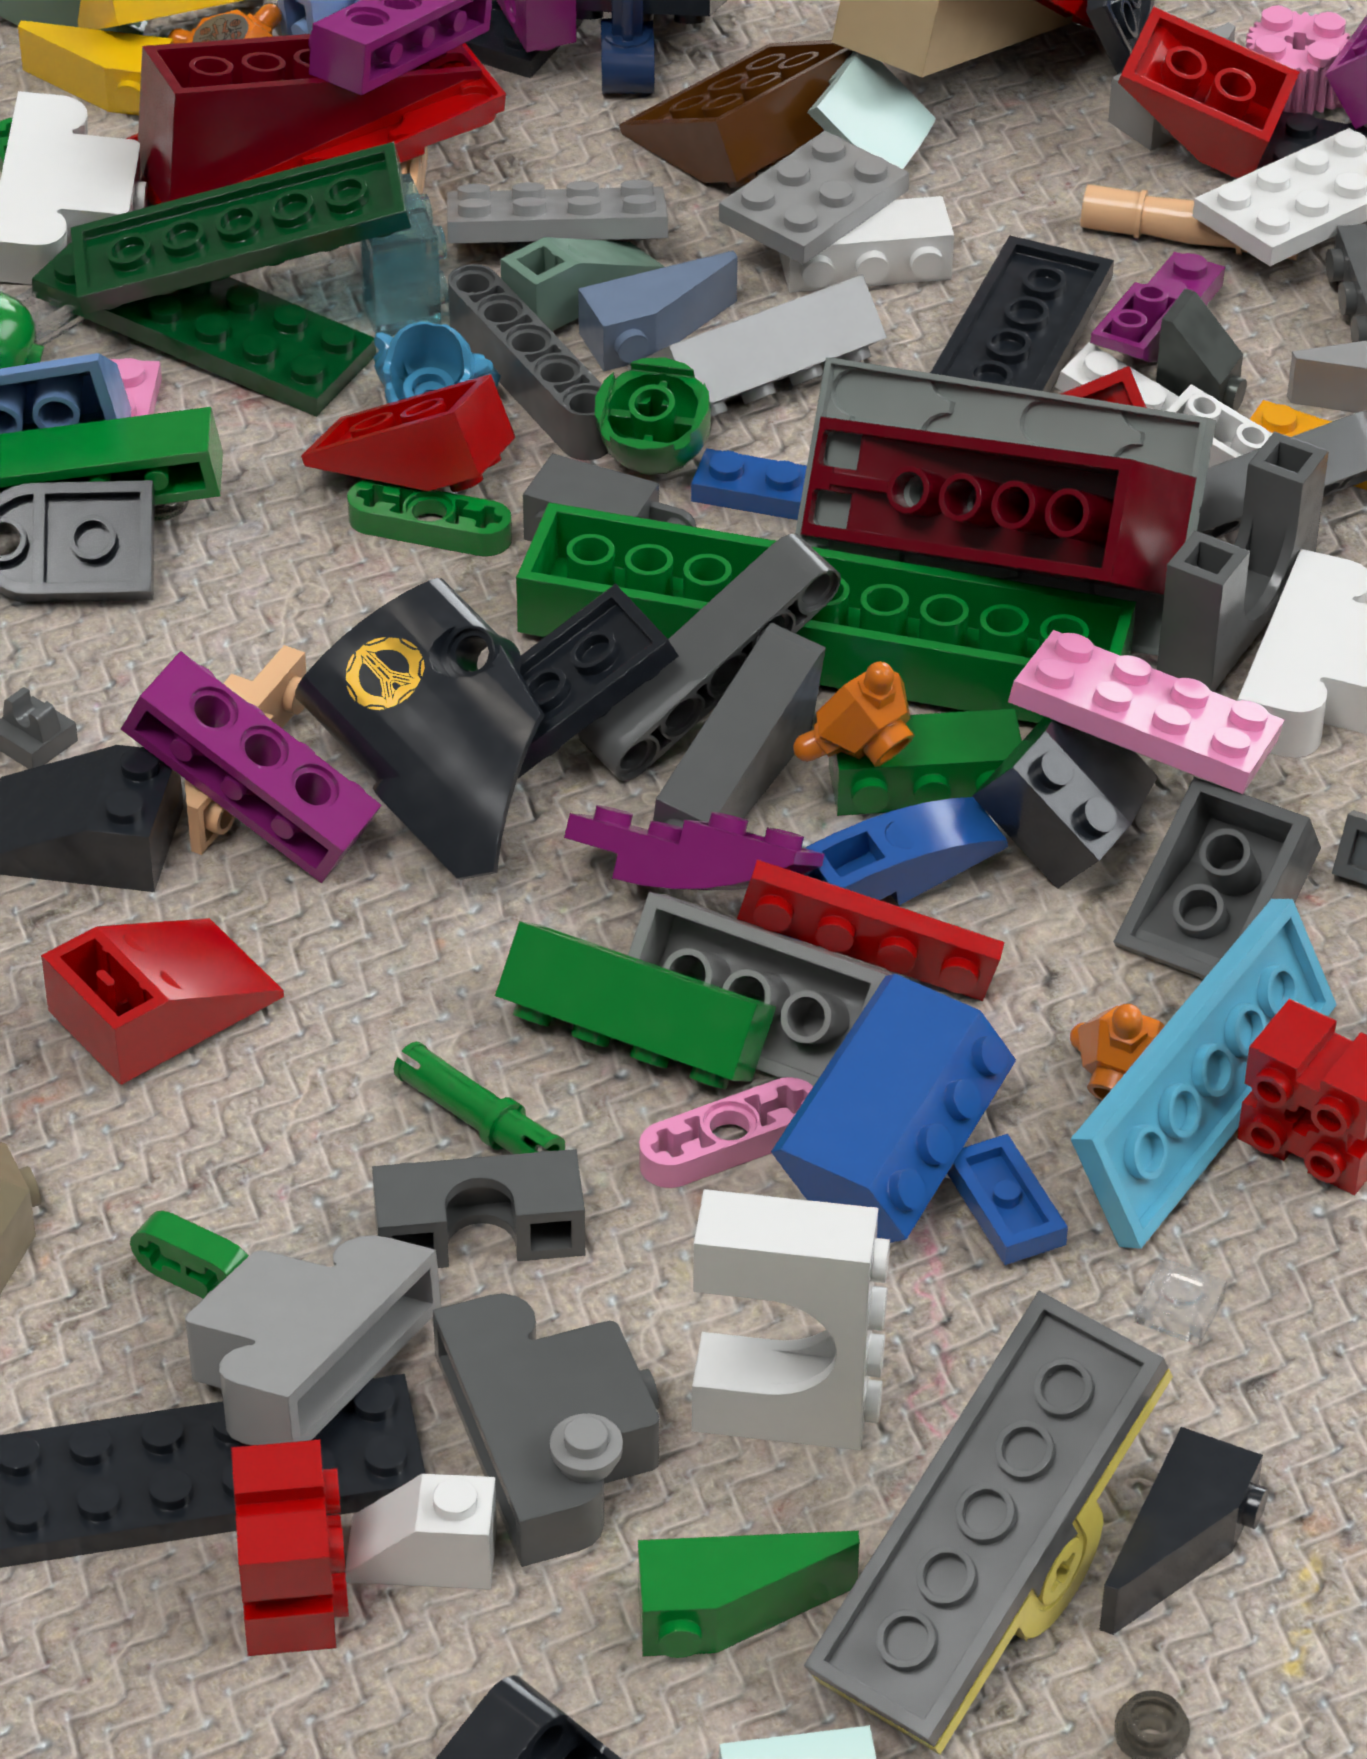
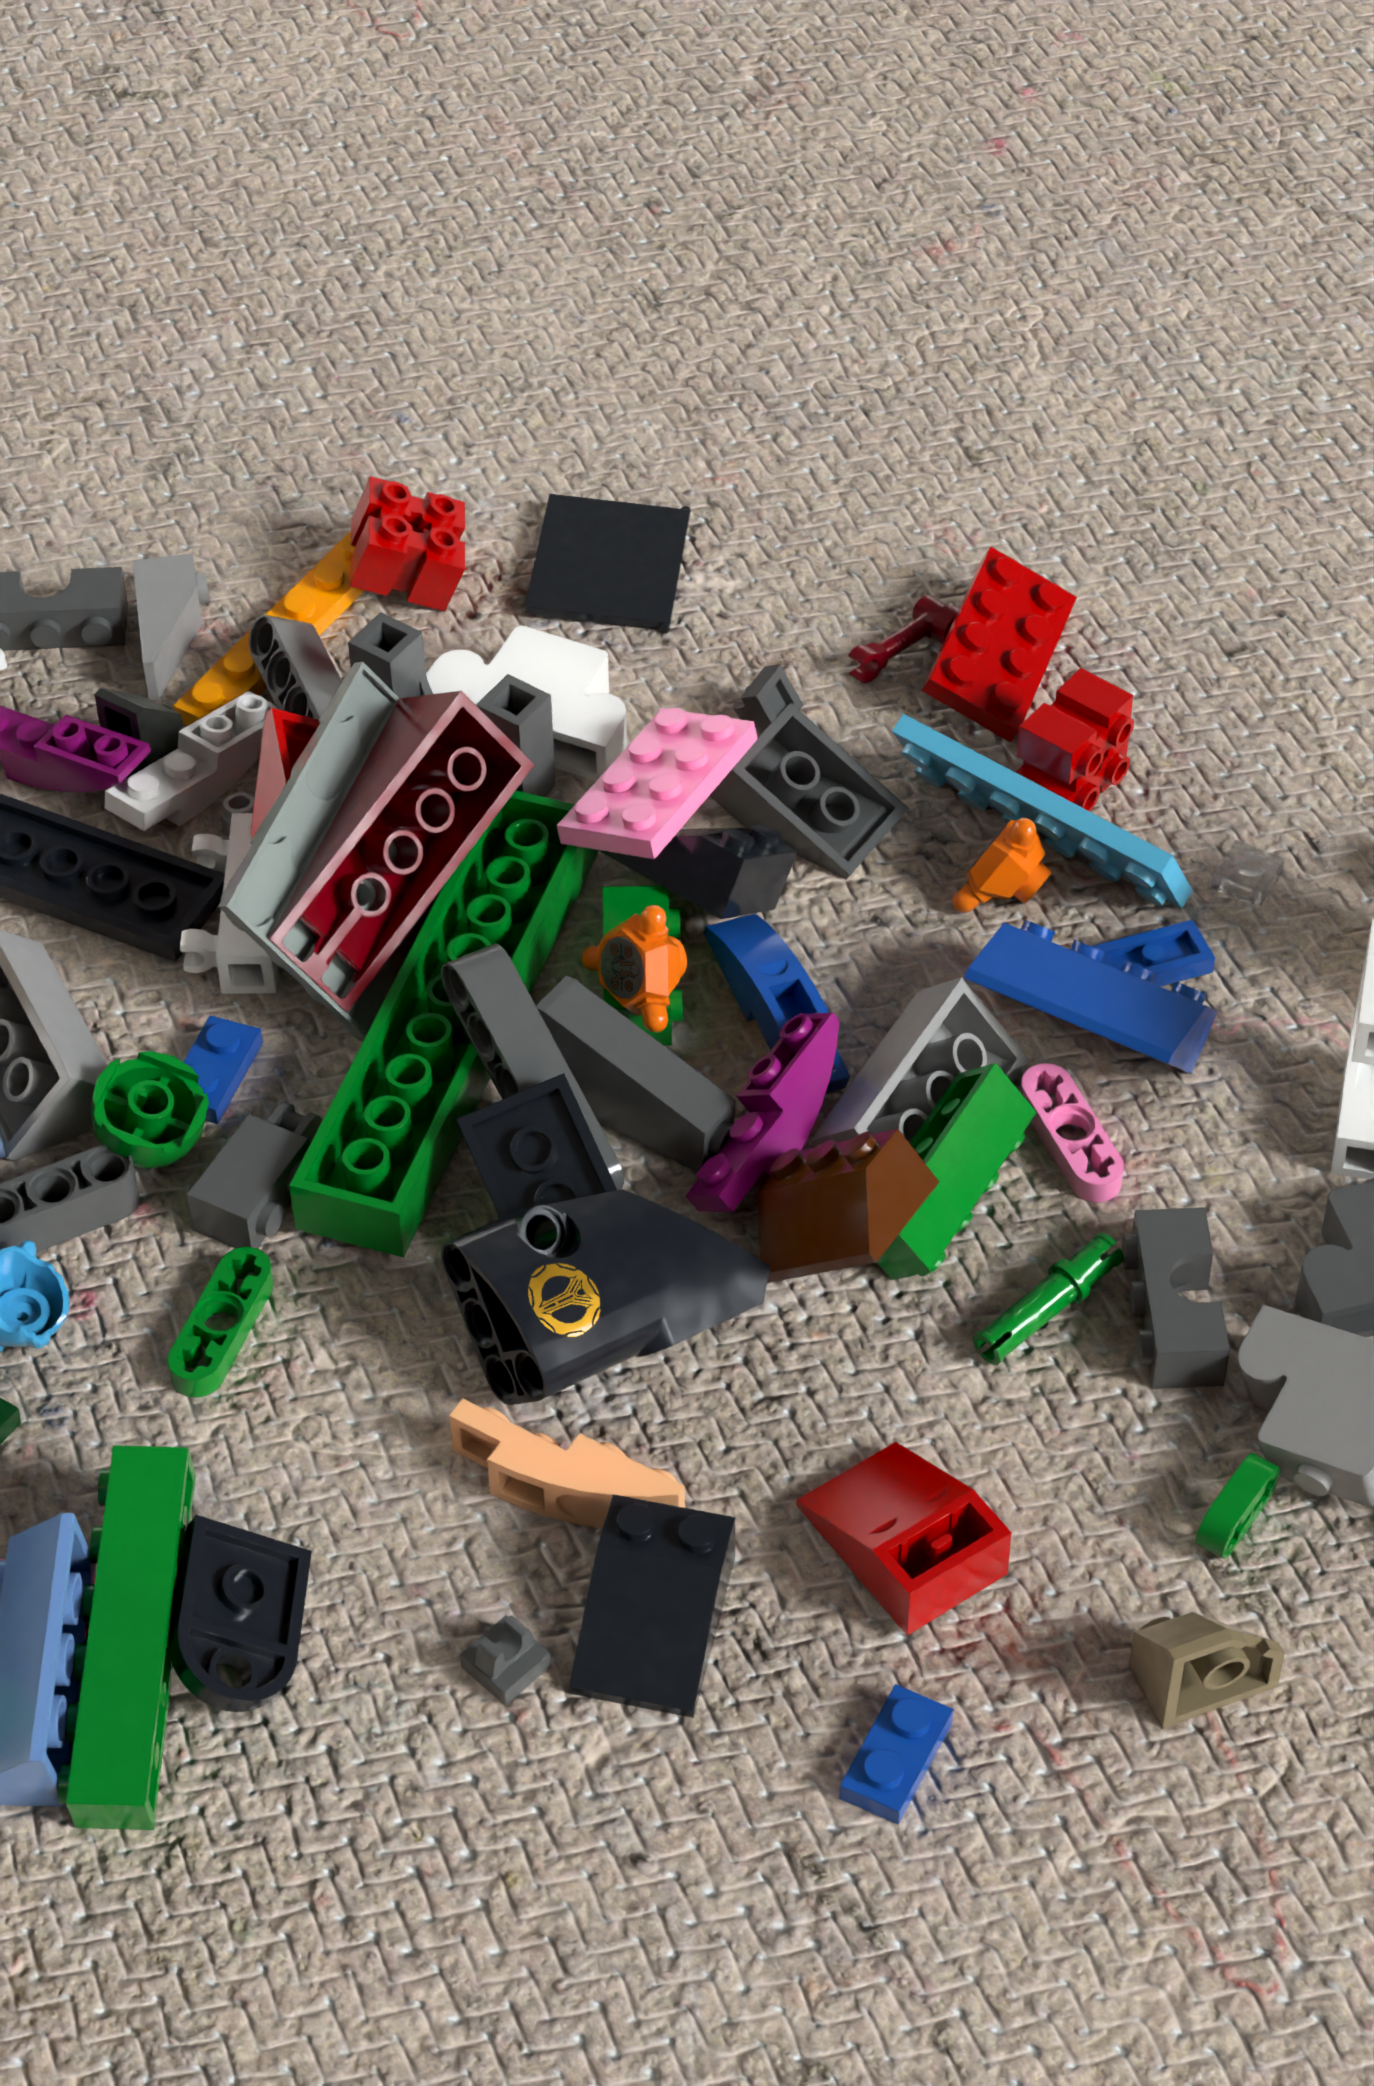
camera: 85 degrees left, 5 degrees up
(250, 766) = (646, 1431): magenta brick -> none
(420, 440) = (124, 1314): red slope -> none
(550, 885) = (839, 1203): none -> reddish brown slope
(870, 930) = (872, 1007): red plate -> none

